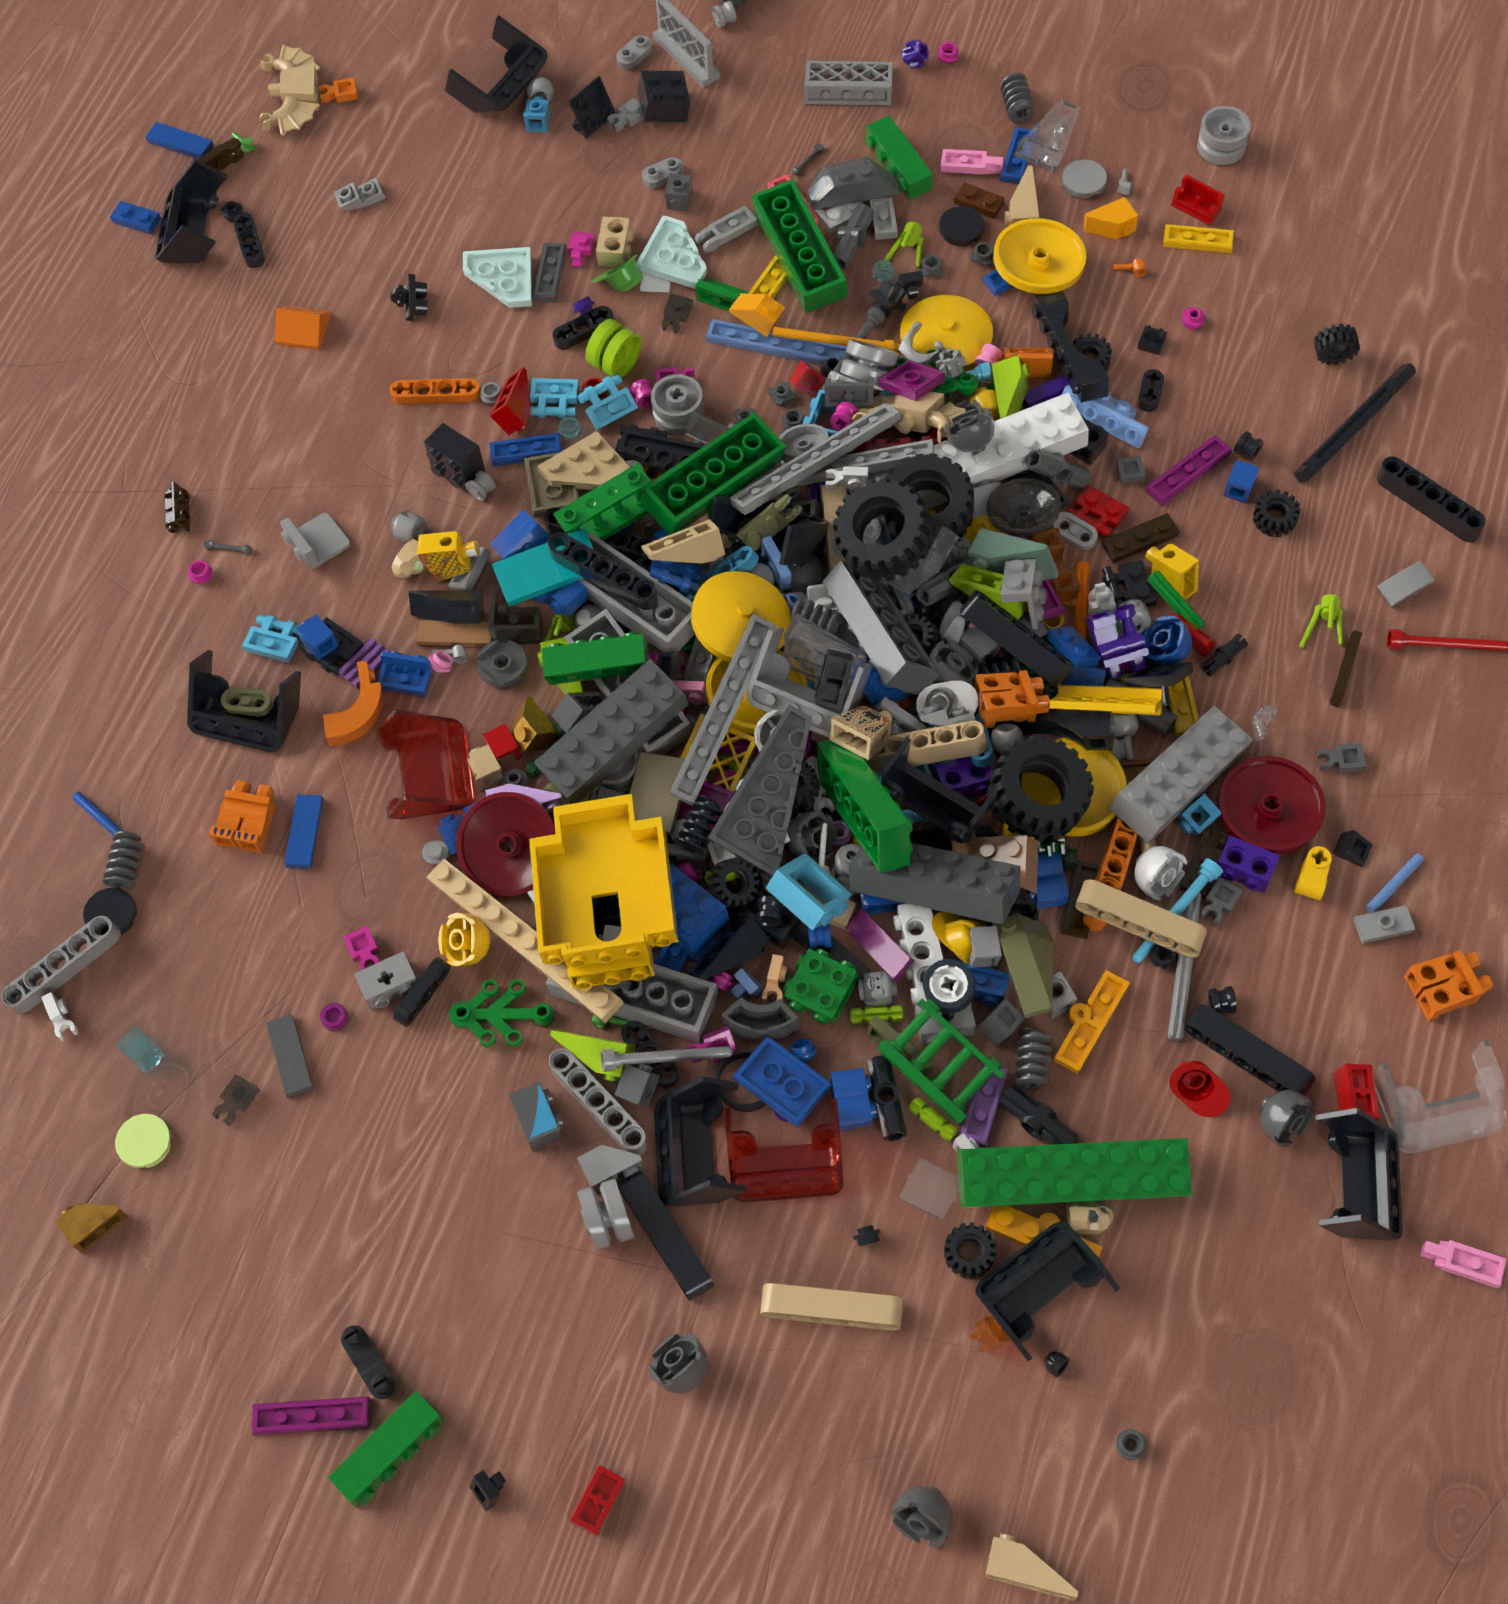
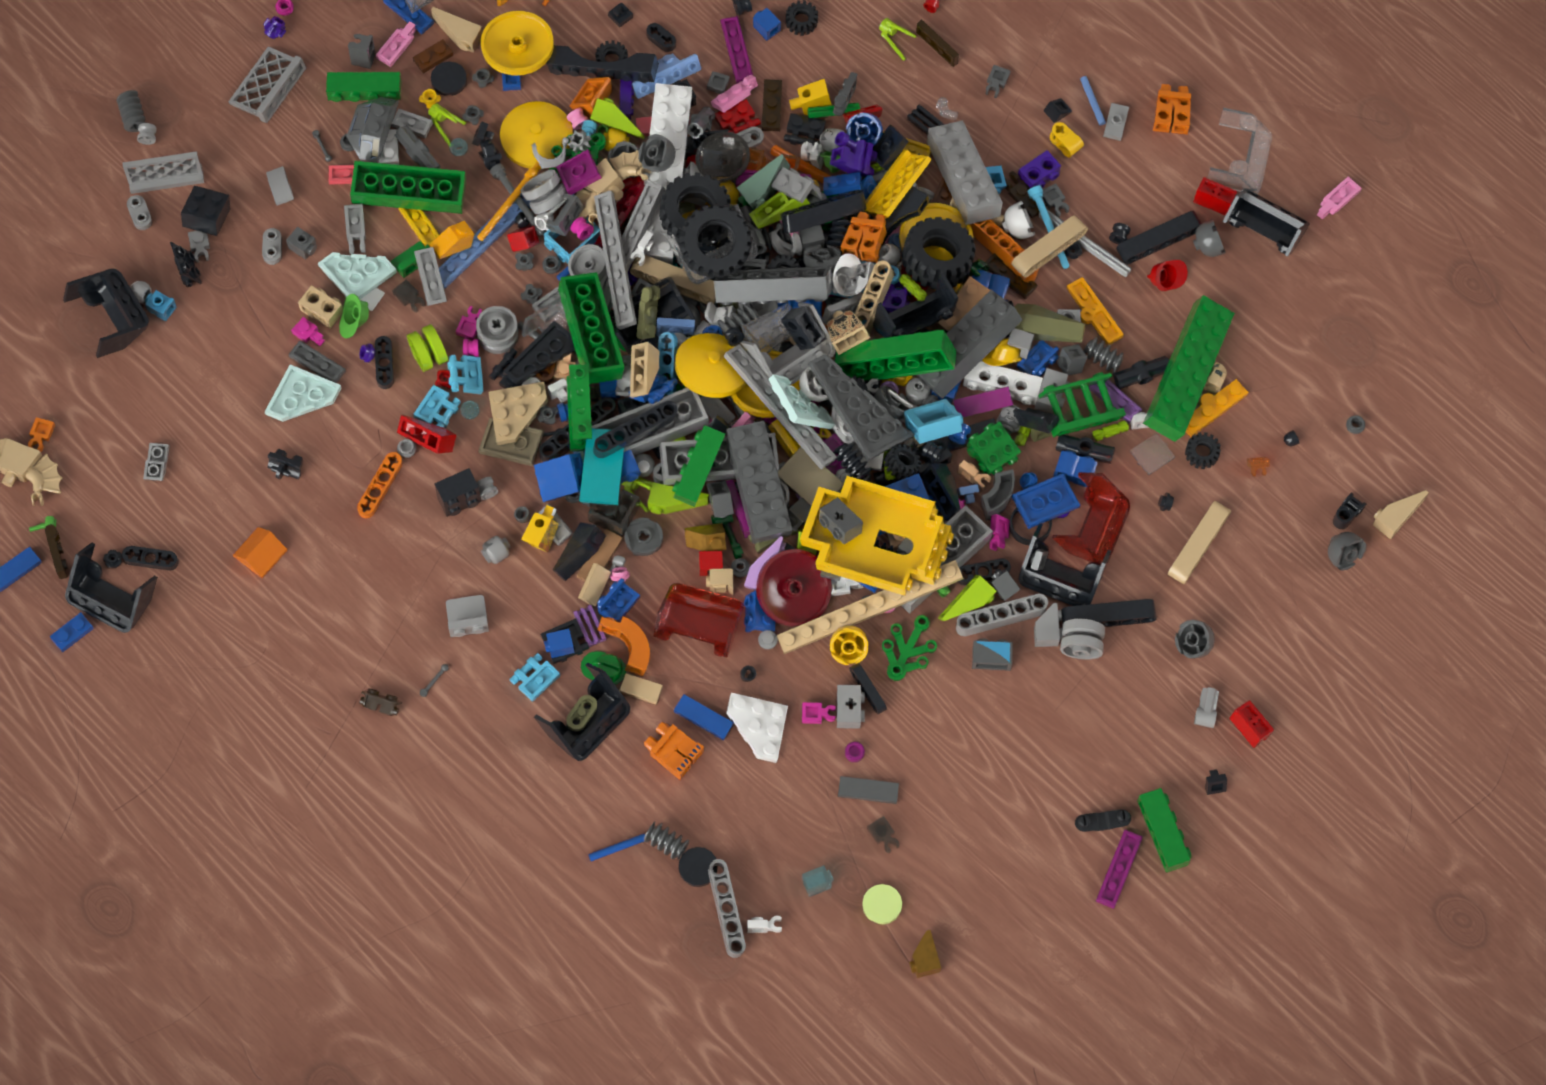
camera: 70 degrees left, 5 degrees up
(200, 572) = (447, 706): dark pink plate -> none
(310, 750) = (641, 689): none -> tan tile
(318, 698) = (608, 662): none -> green piece
(319, 893) = (759, 724): none -> white plate
(378, 845) = (751, 676): none -> black hinge
(407, 561) = (524, 558): tan rock -> none
(414, 640) = (594, 584): none -> tan tile
(467, 532) = (518, 514): none -> dark grey hinge
(516, 450) = (468, 446): blue tile -> none
(584, 1429) = (1206, 712): none -> light grey piece
(596, 837) = (840, 521): none -> dark grey brick
(612, 1059) = (987, 588): light grey piece -> none
(694, 1110) = (1038, 559): none -> dark grey plate
(704, 314) = (430, 276): none -> light grey plate
(731, 726) = (798, 405): none -> light aqua plate
(732, 144) = (280, 186): none -> light grey slope
(784, 617) = (730, 333): none -> black bush
(884, 1015) = (1036, 419): none -> black panel
(926, 219) = (429, 93): none -> yellow plate
(936, 132) = (362, 53): none -> dark grey hinge
(949, 971) = (1032, 380): wheel -> none
(976, 783) = (913, 287): none -> lime axle
(992, 1494) = (1350, 510): none -> black piece
(1038, 1276) = (1237, 420): black windscreen -> none
(1126, 492) = (735, 94): none -> bright pink hinge
(1201, 600) = (845, 94): none -> dark grey hinge
(1224, 655) = (887, 105): black pin -> none
(1234, 691) = (916, 112): none -> black tile
(1271, 804) = (1009, 135): dark red dish -> none

